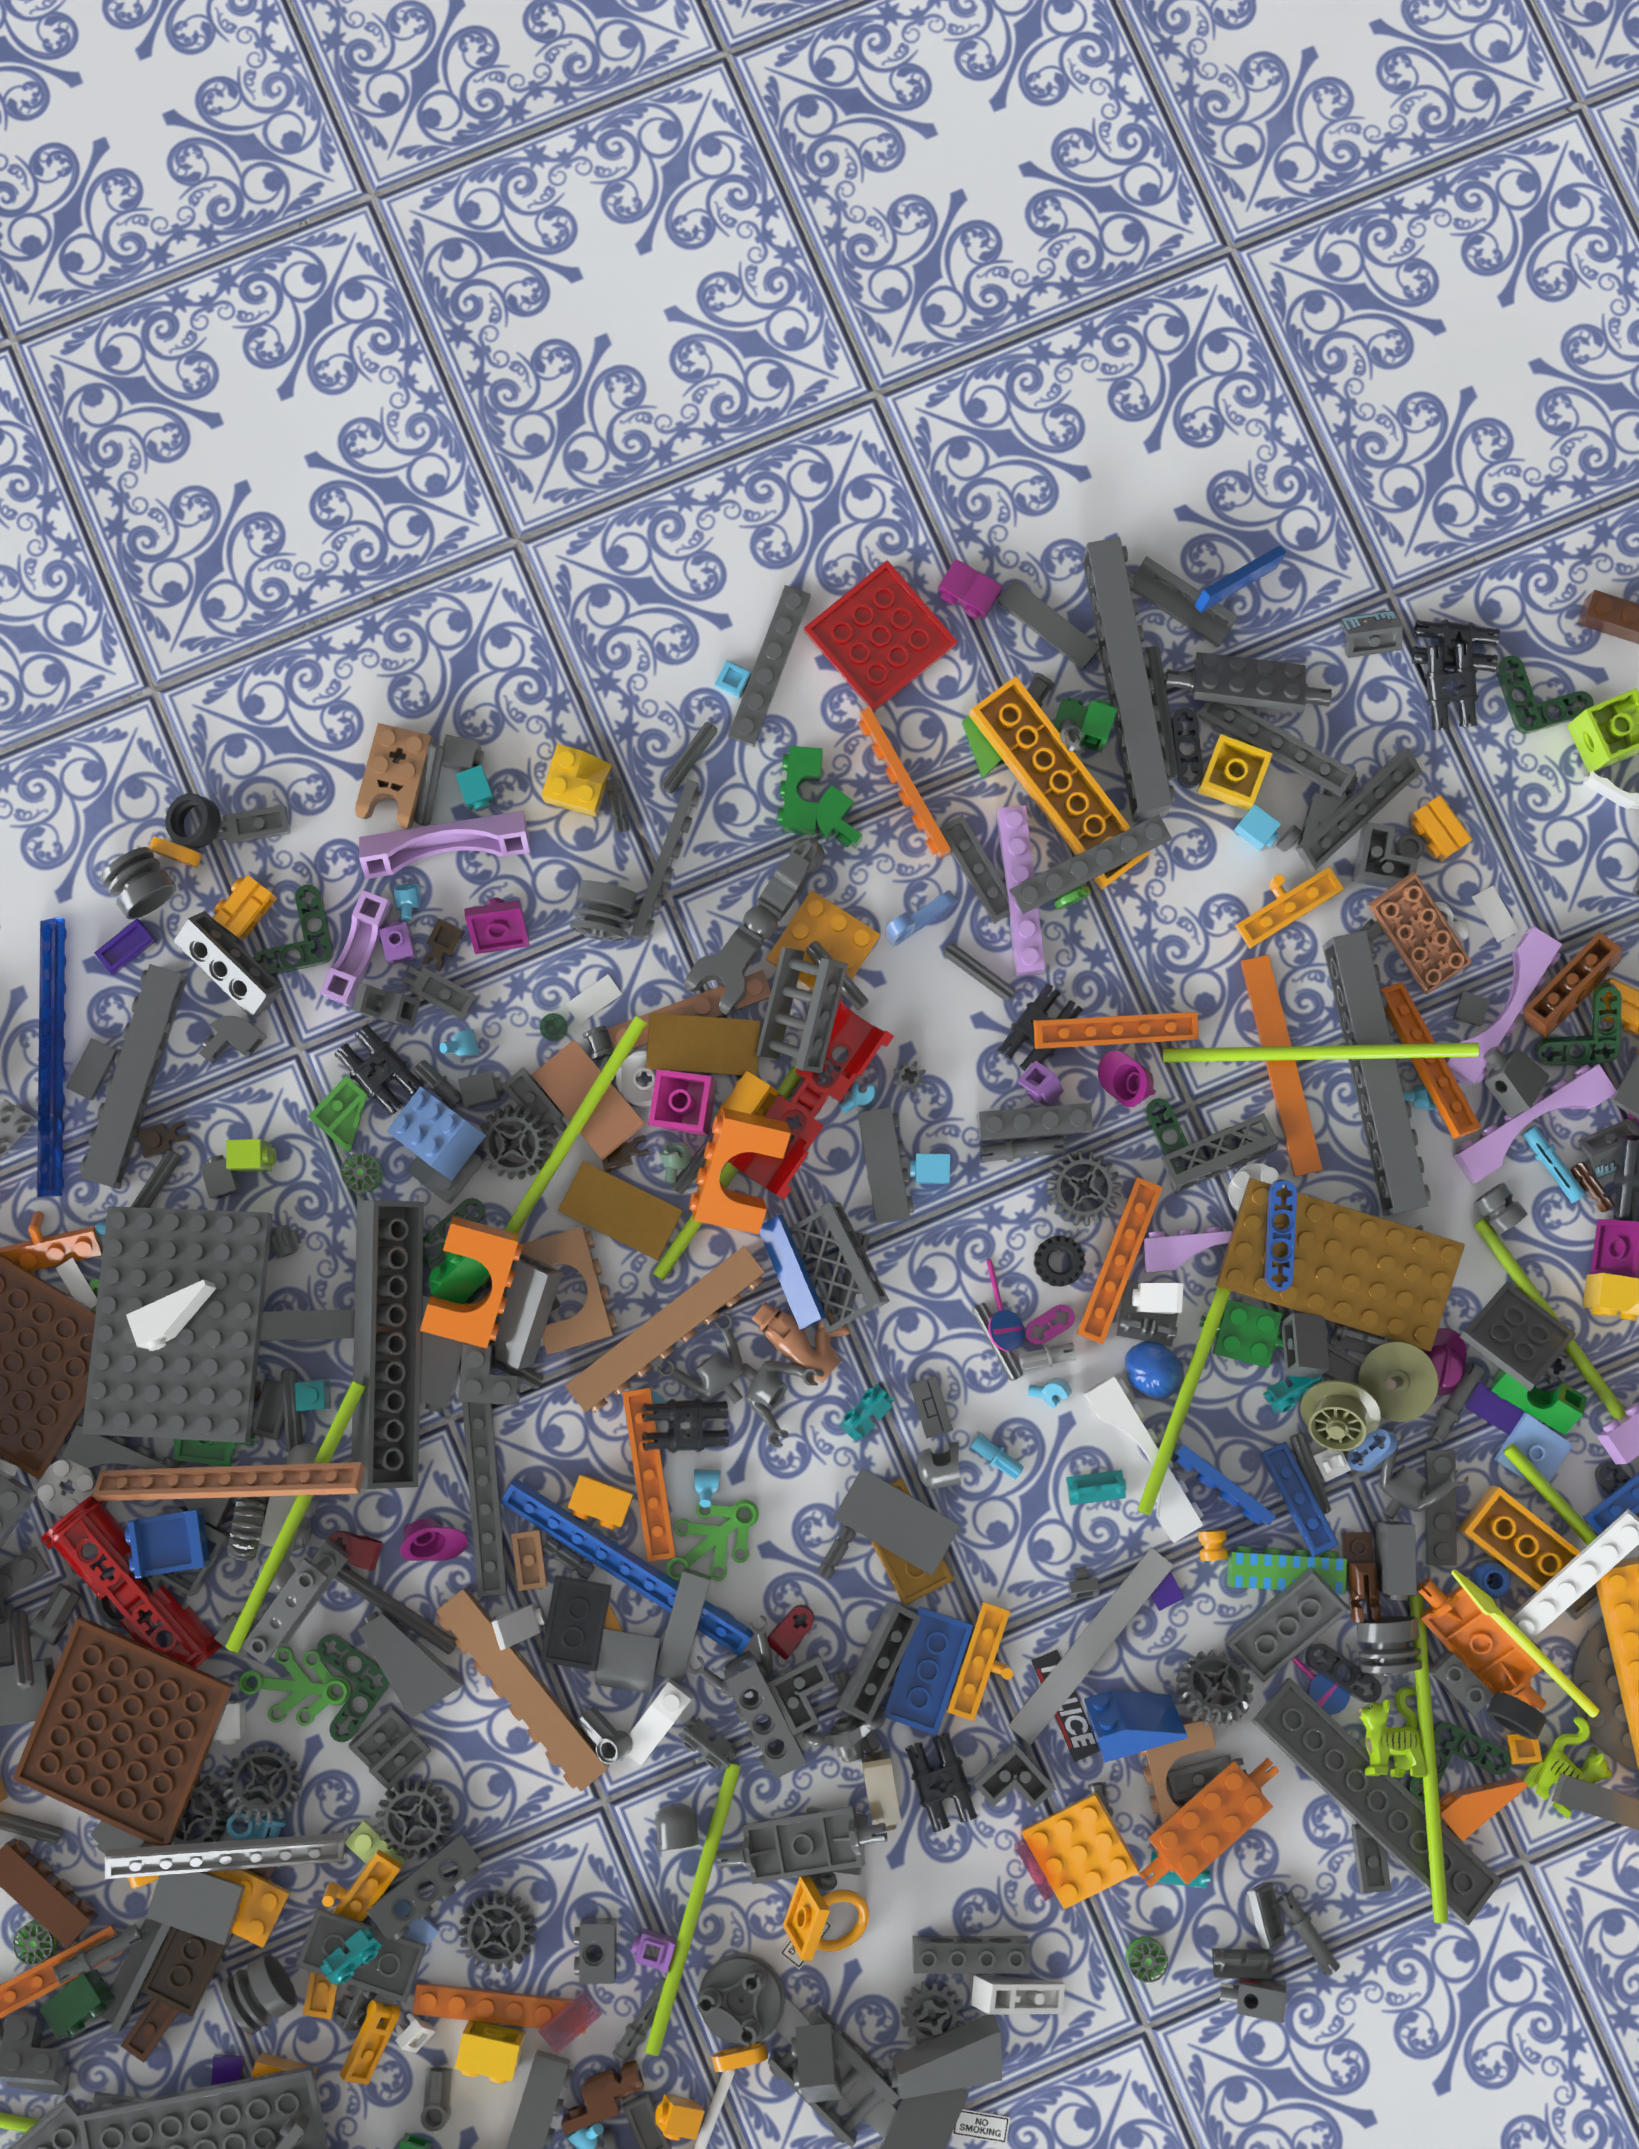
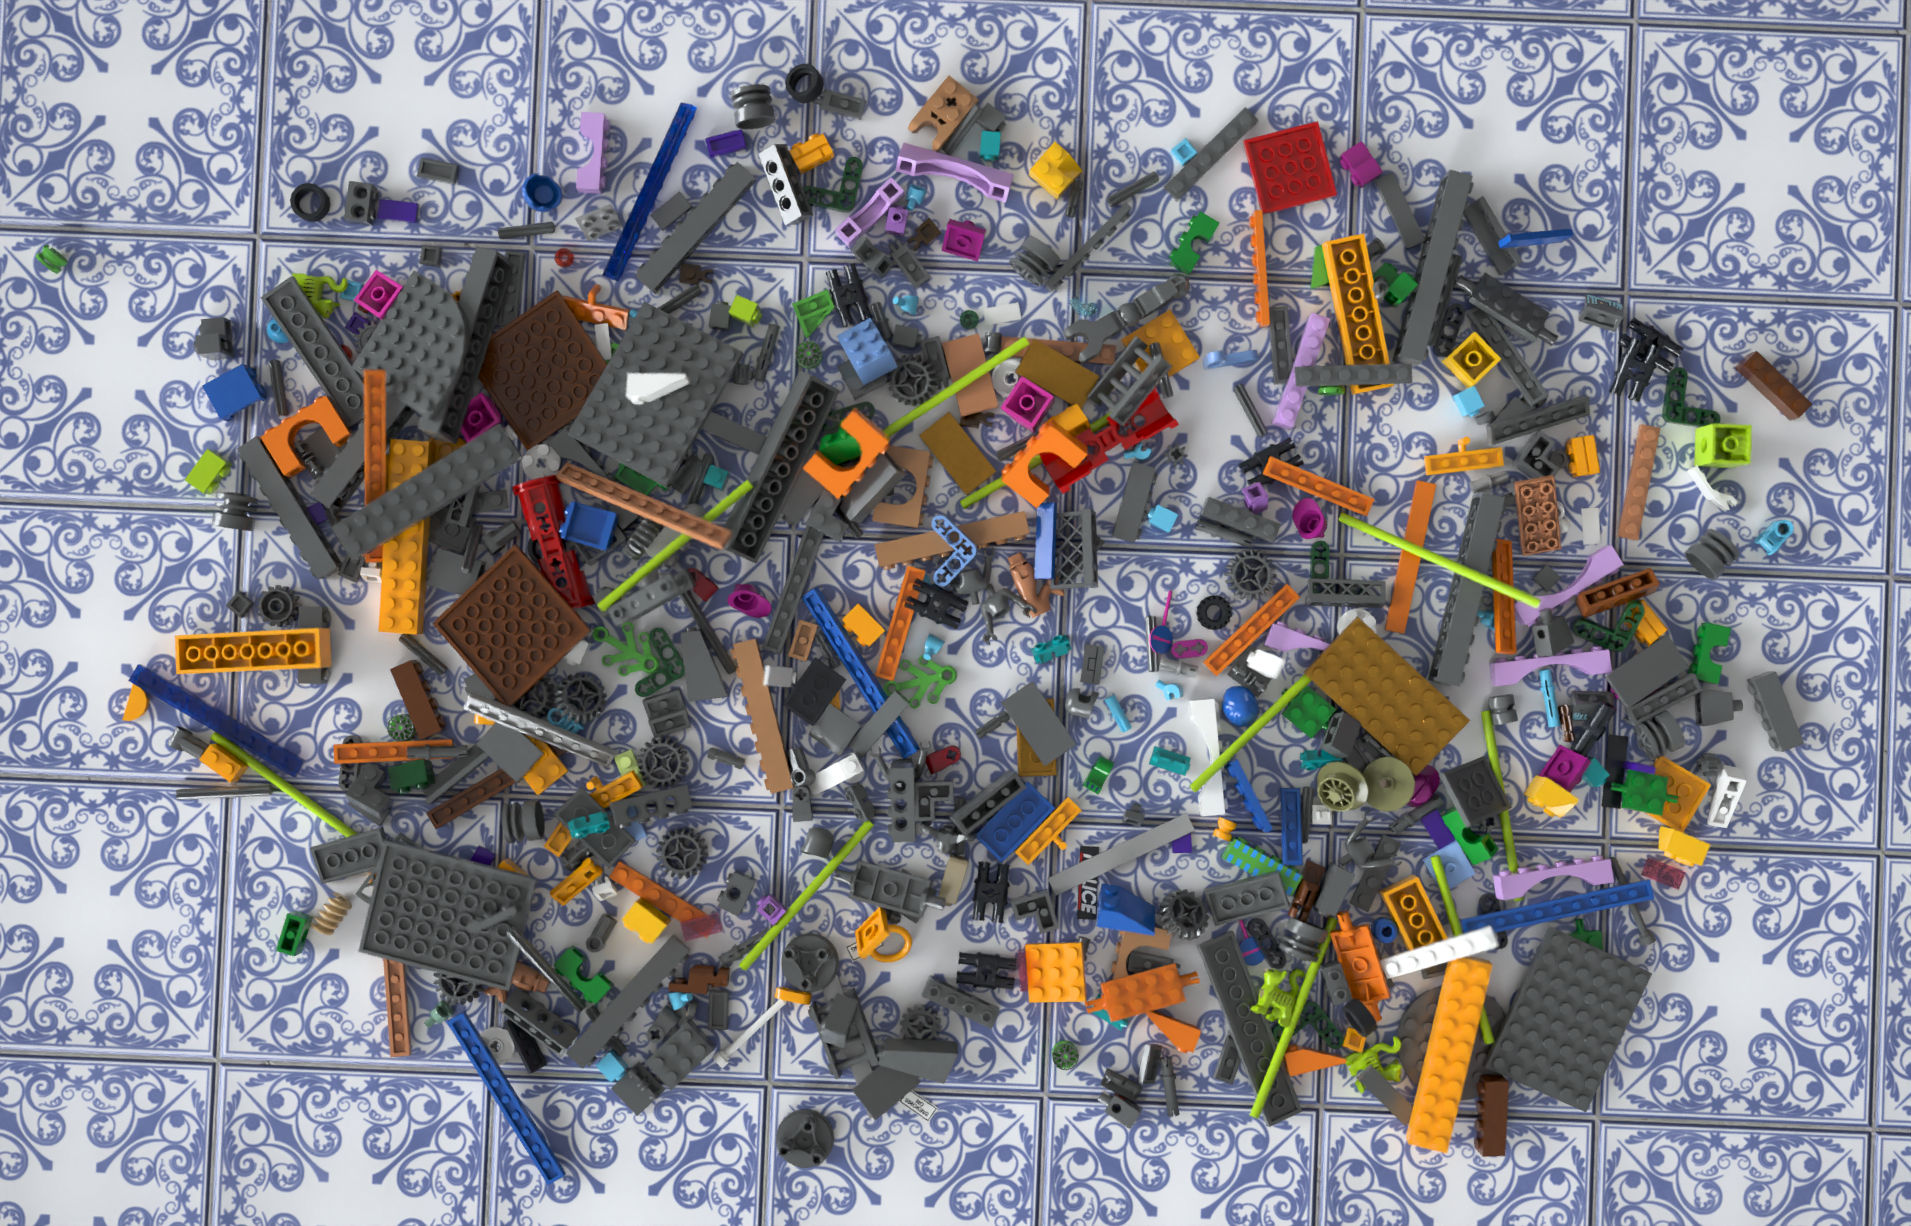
camera: 25 degrees right, 5 degrees up
(175, 852) = (784, 98): light orange beam -> none
(183, 1970) = (484, 786): dark brown tile -> none
(233, 1031) = (770, 229): dark grey brick -> none
(309, 1229) = (771, 331): none -> dark grey pin
(498, 1771) = (726, 758): none -> dark grey axle
(631, 1789) = (802, 806): none -> dark grey piece
(675, 1156) = (1007, 436): sand green piece -> none
(679, 2117) = (740, 1013): light orange brick -> none
(683, 1345) = (959, 552): none -> medium blue beam
(696, 943) = (1083, 309): none -> clear light blue arm
(830, 815) = (1205, 266): green brick -> none
(1000, 1903) = (978, 978): none -> black pin
(1009, 1552) = (1098, 774): none -> green leg
(1016, 1995) = (976, 1039): white slope -> none
(1277, 1235) = (1355, 658): blue beam -> none
(1287, 1852) = (1178, 1032): none -> orange slope
(1334, 918) = (1489, 481): none -> light grey axle
(1373, 1452) = (1350, 818): medium blue beam -> none
(1489, 1607) = (1376, 946): neon yellow piece -> none
(1528, 828) = (1638, 482): none -> nougat plate

